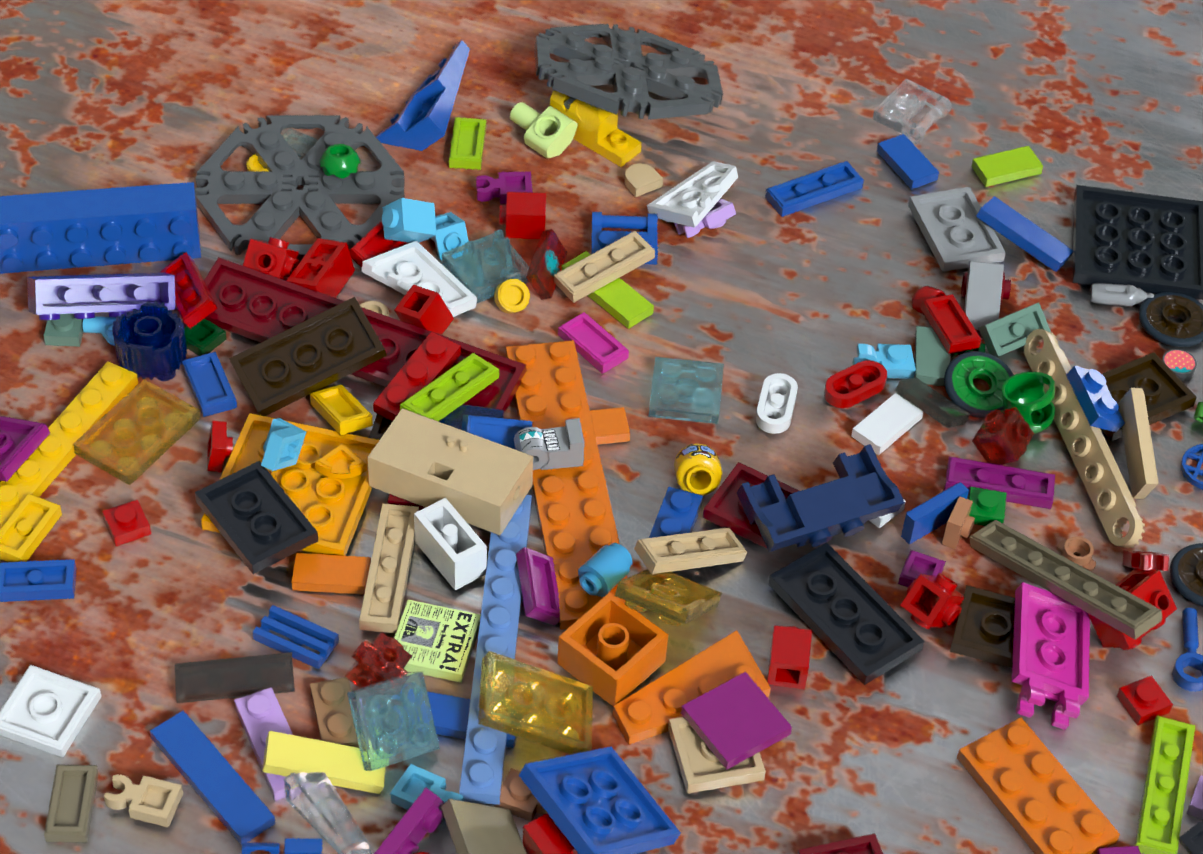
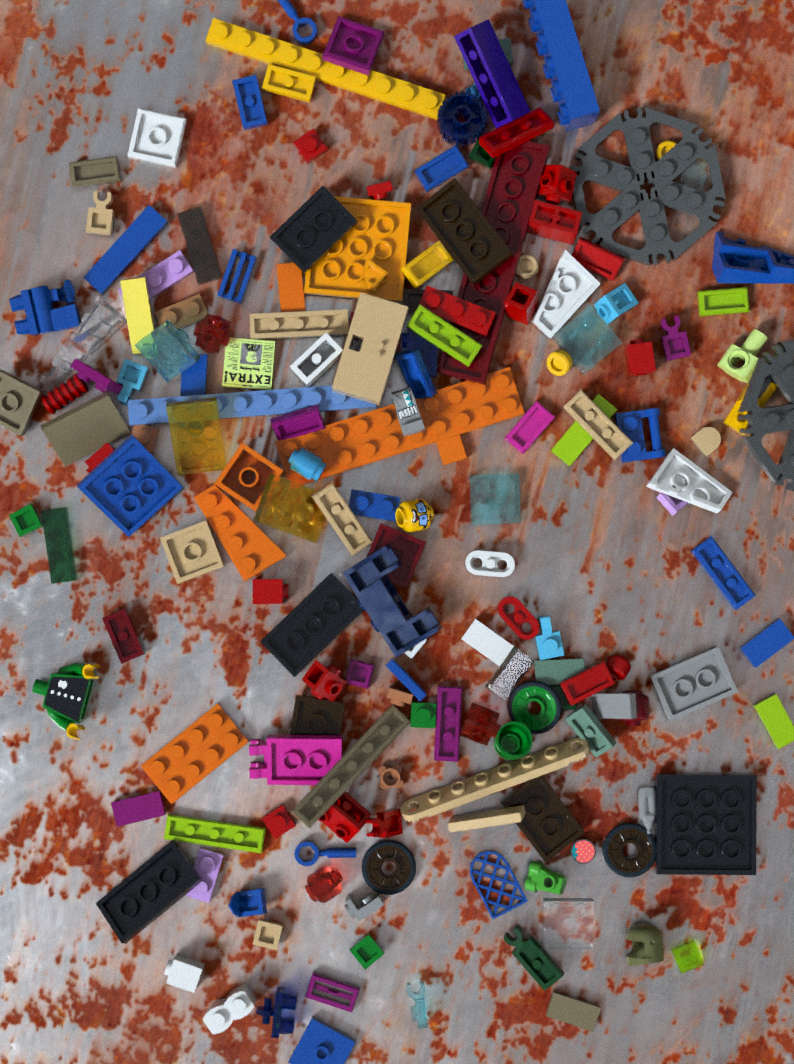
camera: 90 degrees right, 40 degrees up
(136, 432) = (385, 132): clear yellow plate -> none
(282, 445) = (372, 234): medium azure bracket -> none
(339, 161) = (658, 210): green plate -> none
(409, 220) = (607, 274): medium azure brick -> none
(545, 263) = (595, 382): clear red tile -> none
(736, 720) = (207, 561): magenta tile -> none
(1025, 234) = (693, 735): blue tile -> none
(1095, 398) = (521, 788): blue plate -> none

